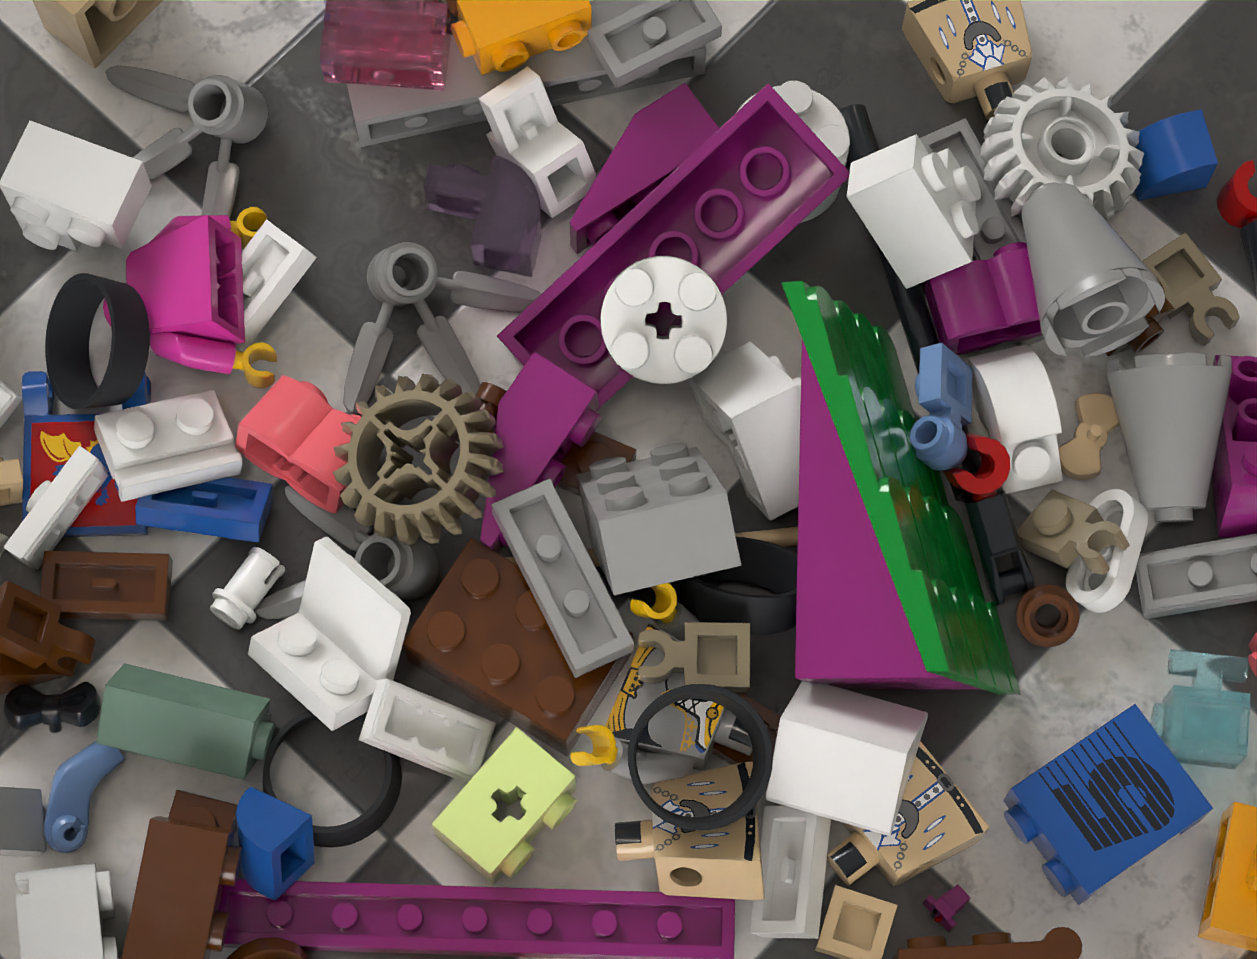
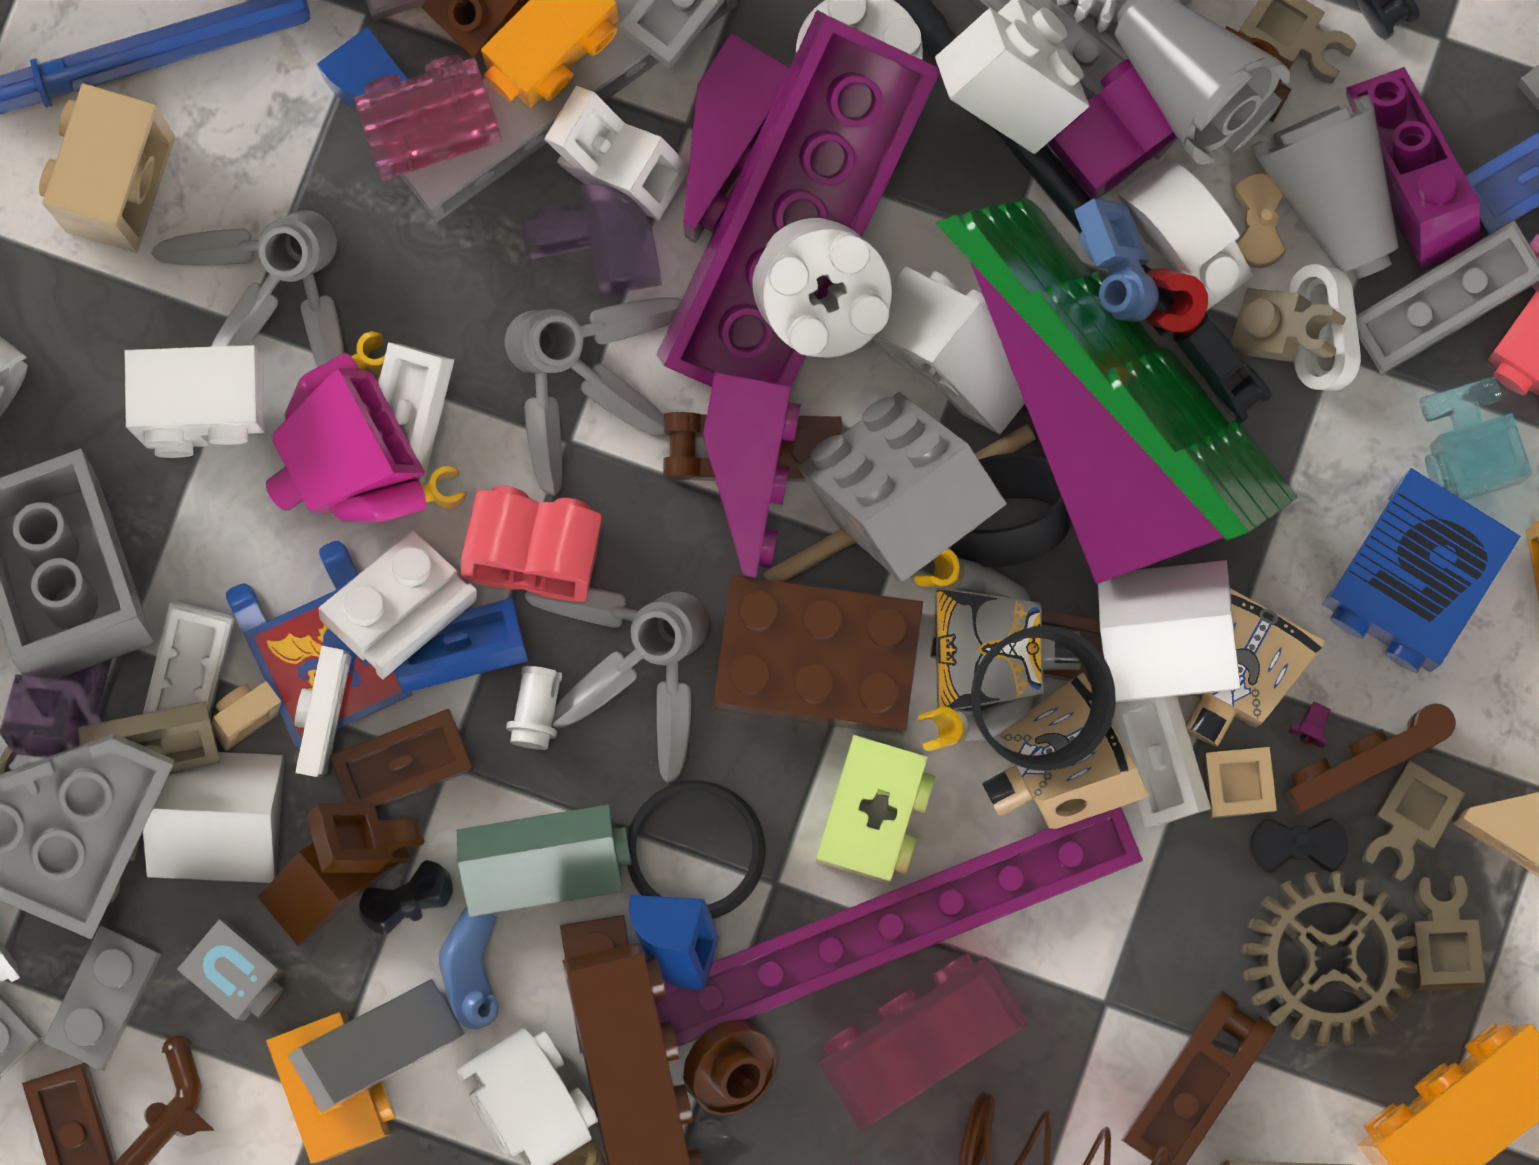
camera: 20 degrees left, 10 degrees up
(69, 342) = (254, 551): black tyre -> none
(338, 640) = (649, 725): white bracket -> none
(380, 426) = (644, 551): dark tan gear -> none
(426, 730) = (769, 772): white plate -> none
(562, 578) = (839, 580): light grey plate -> none
(708, 655) = (1009, 599): dark tan plate -> none
(1054, 633) = (1303, 427): reddish brown plate -> none

